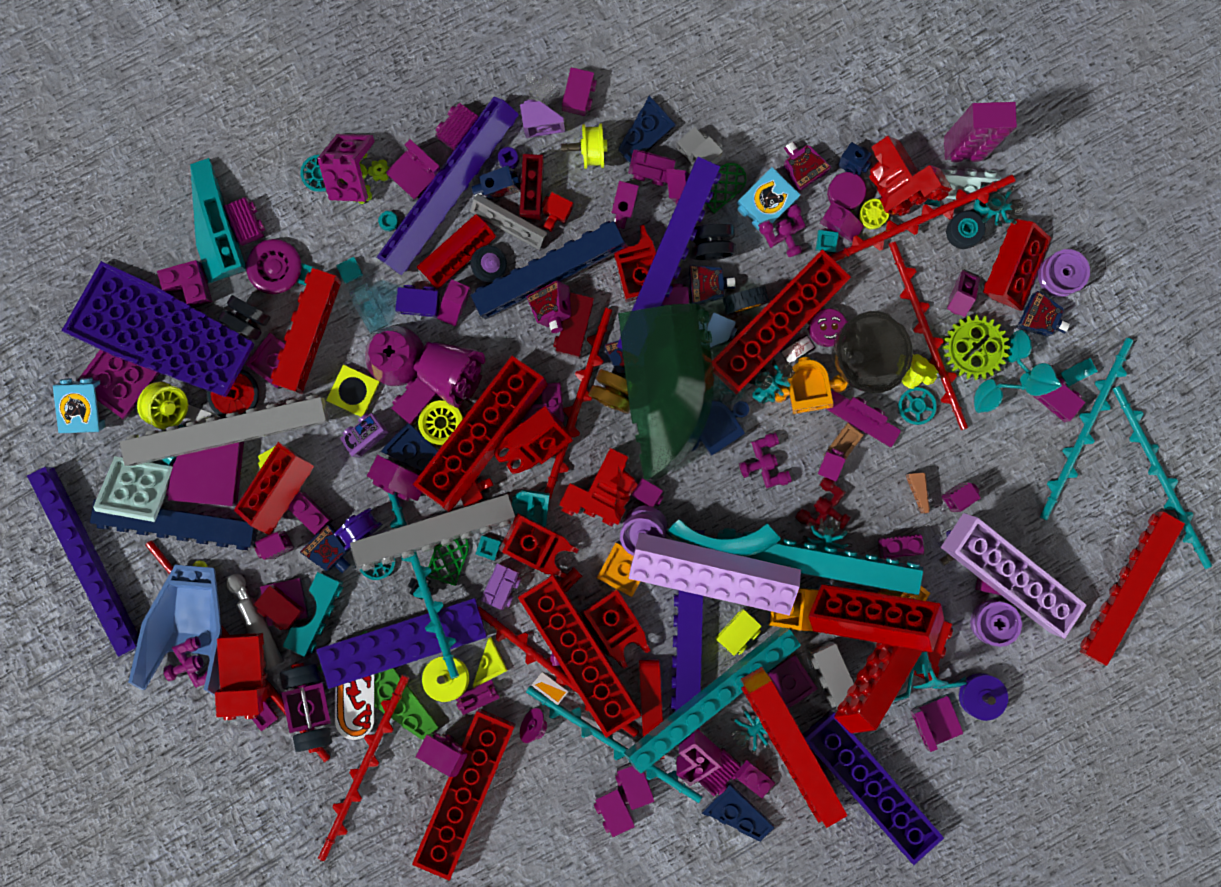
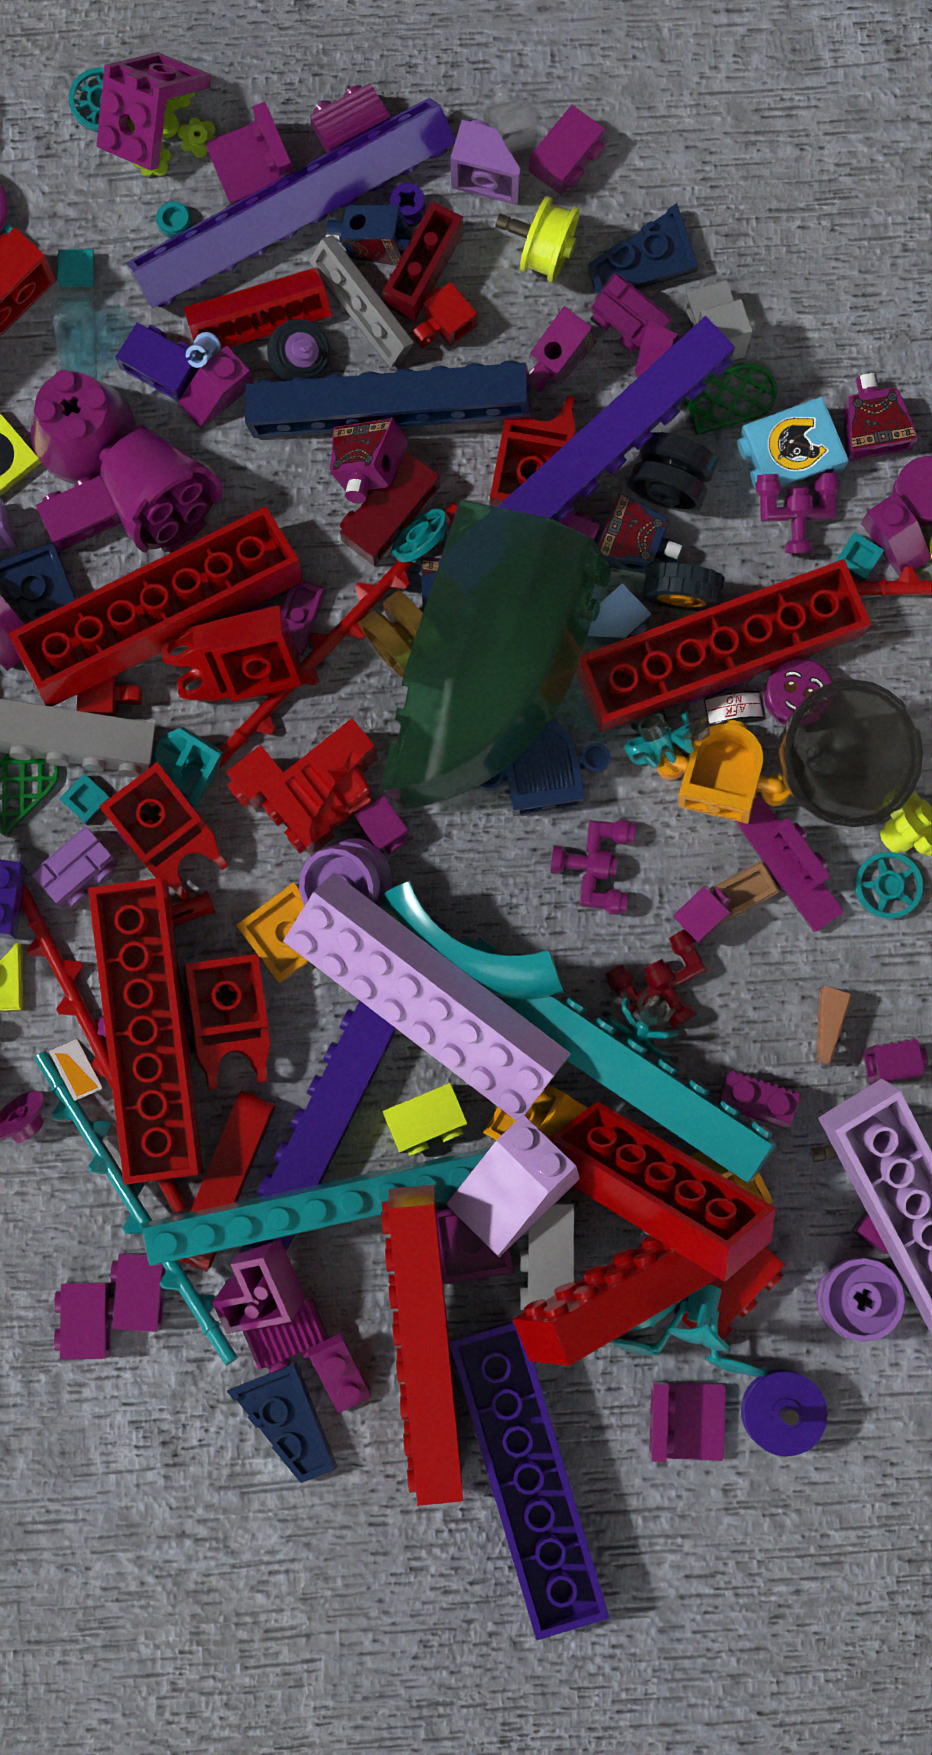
camera: 25 degrees right, 5 degrees down
(426, 412) = (89, 540): neon yellow wheel -> none
(440, 285) = (204, 348): none -> light blue pin
(598, 333) = (420, 535): none -> teal wheel
(755, 729) = (372, 1291): teal animal -> none
(802, 649) = (513, 1186): none -> lavender slope

